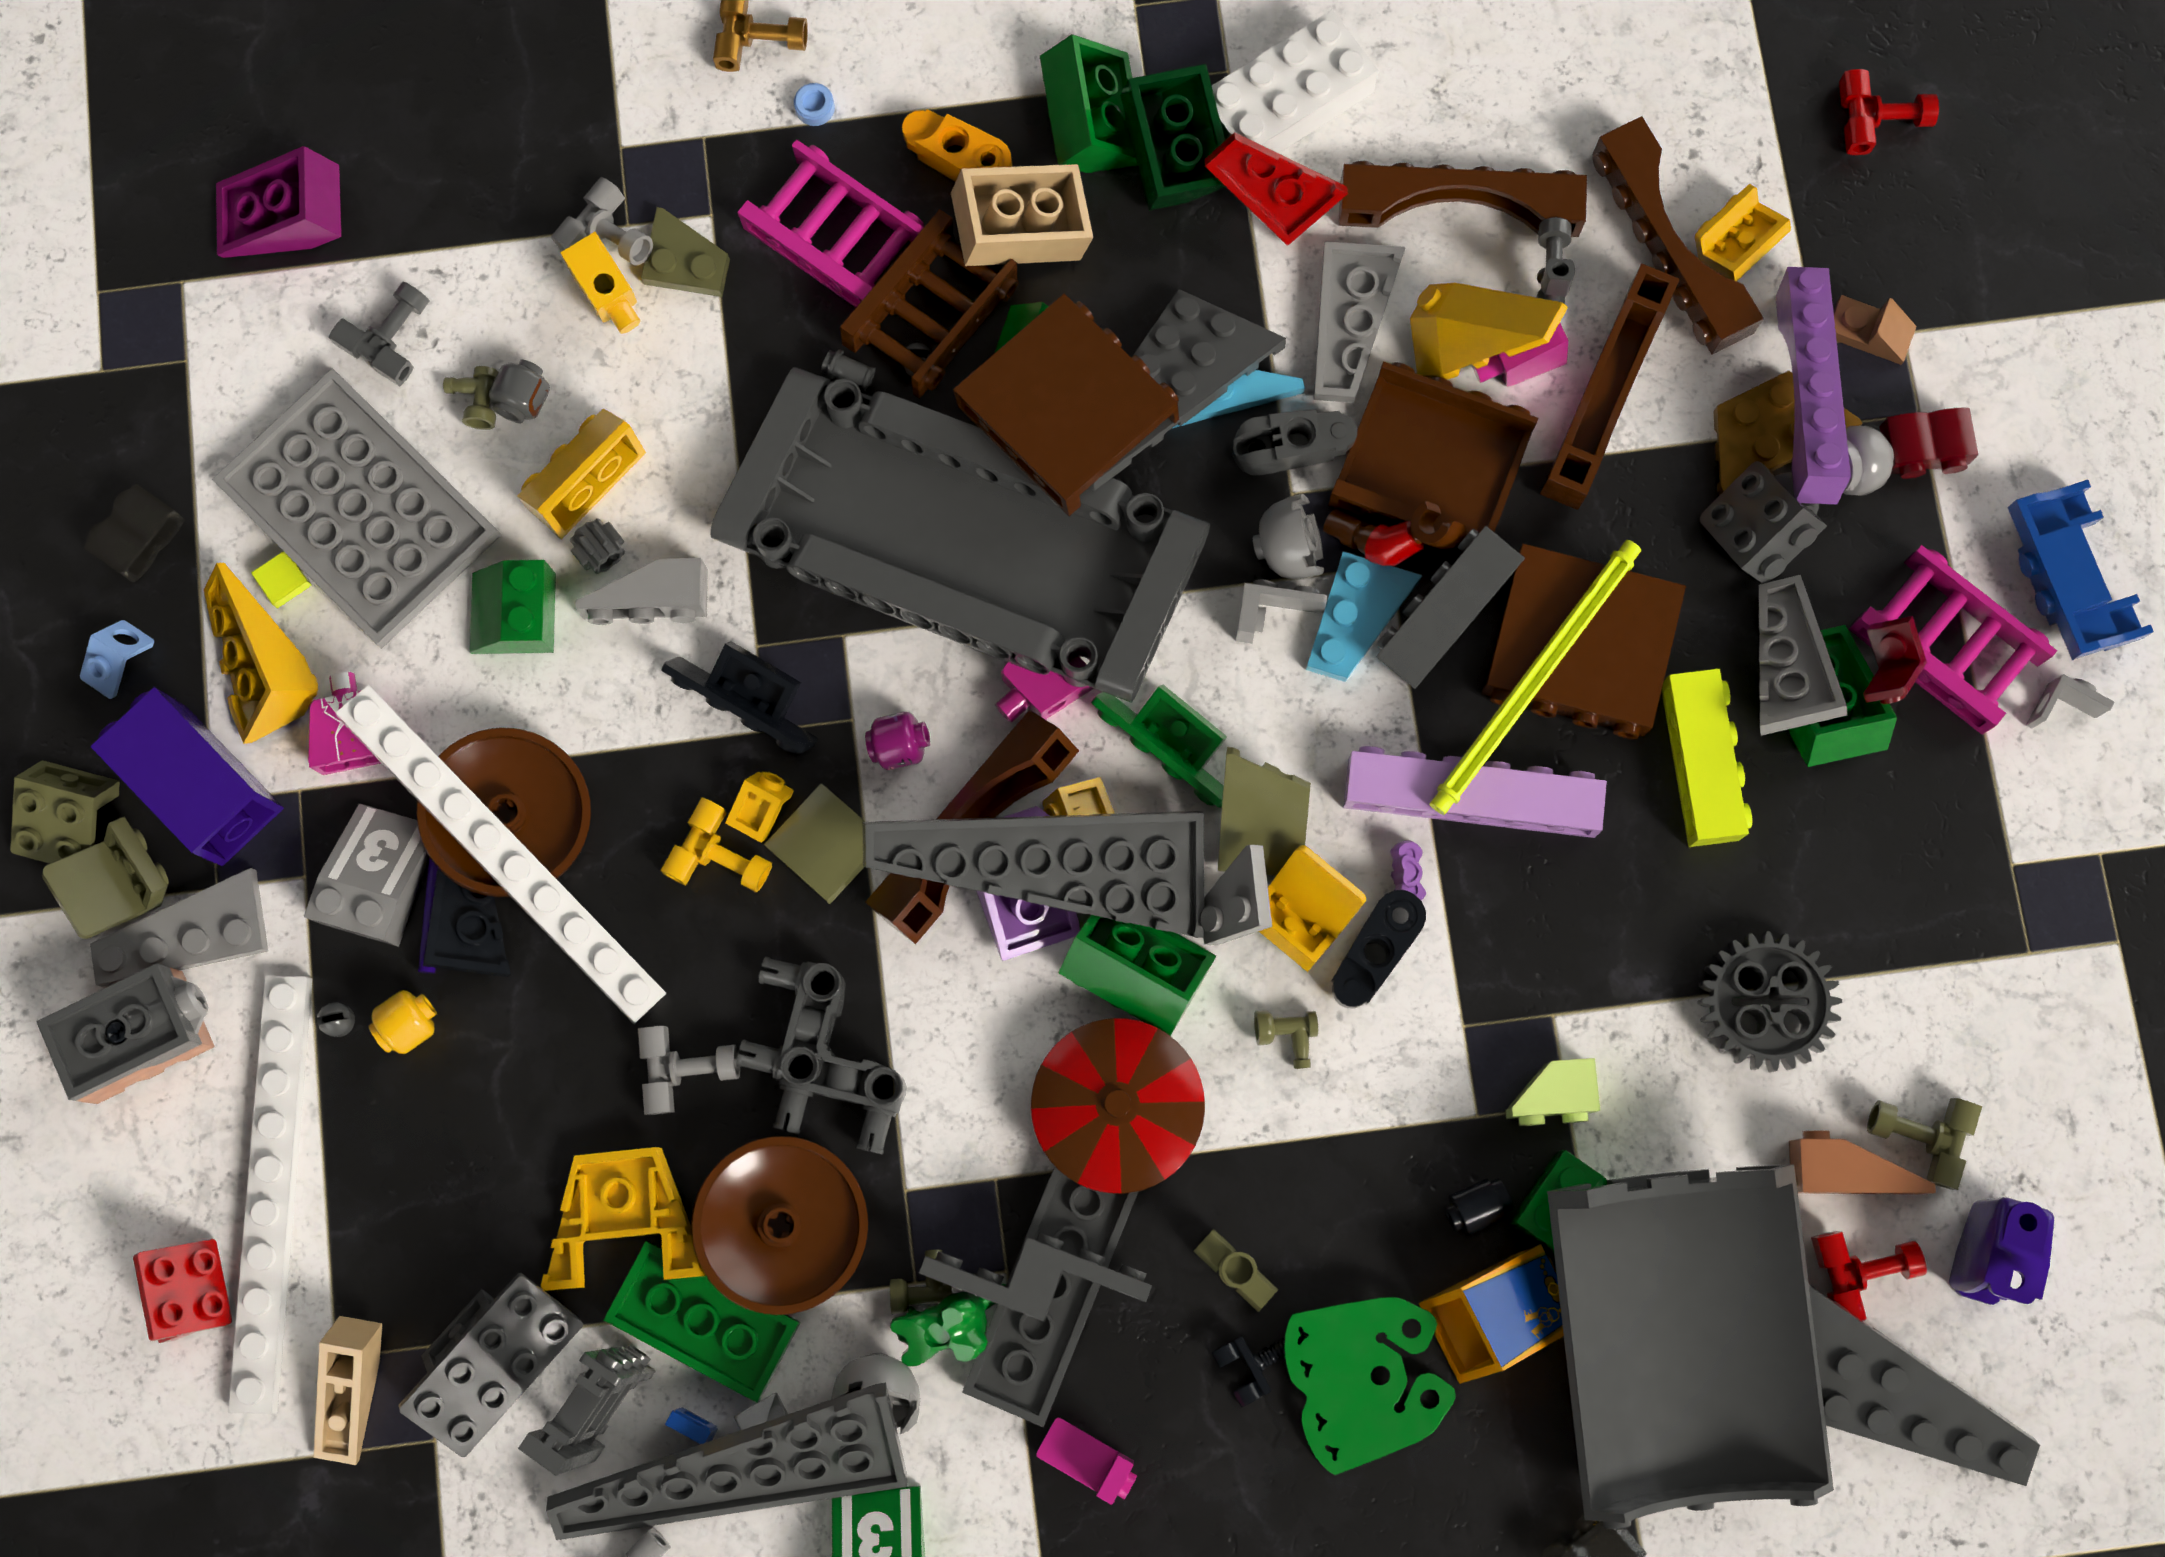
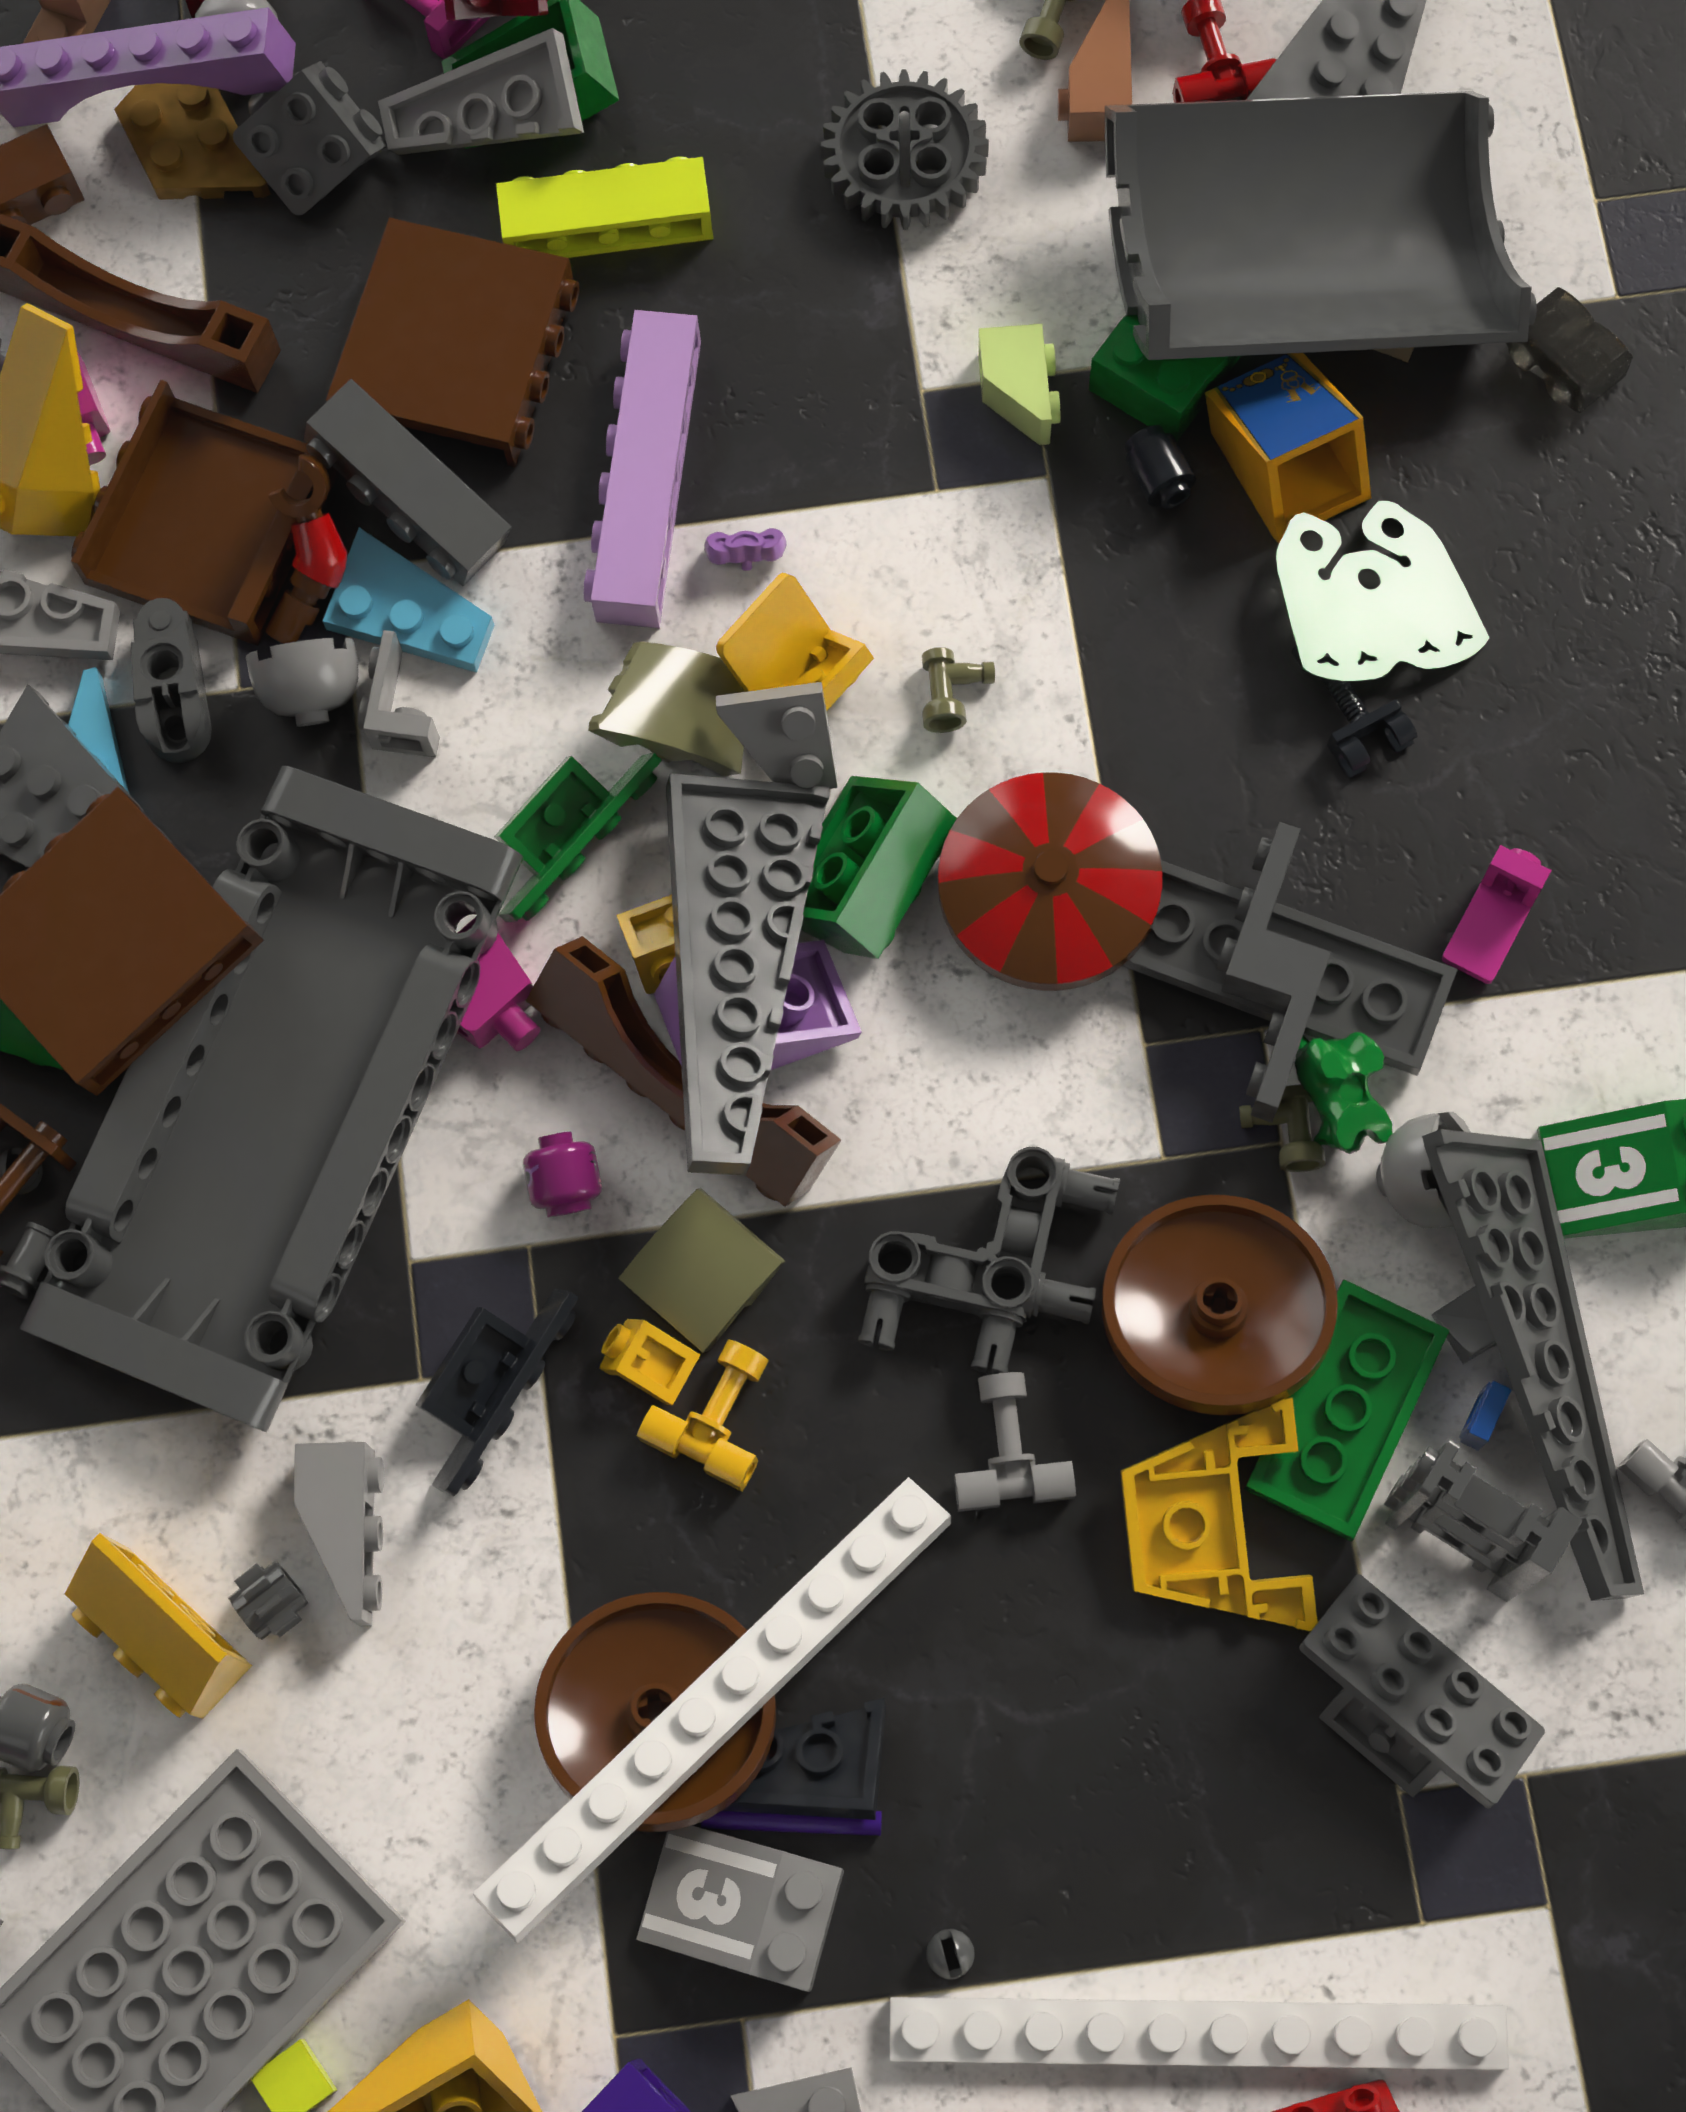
camera: 90 degrees left, 5 degrees down
(331, 743) = (536, 1972): dark pink torso -> none
(345, 1388) = (1466, 1896): tan slope -> none
(402, 1022) = (955, 1844): yellow head -> none
(513, 608) = (354, 1725): green slope -> none
(1236, 1270) = (1259, 727): olive bar -> none
(1357, 977) = (878, 603): black piece -> none
(1535, 677) = (503, 382): neon yellow piece -> none

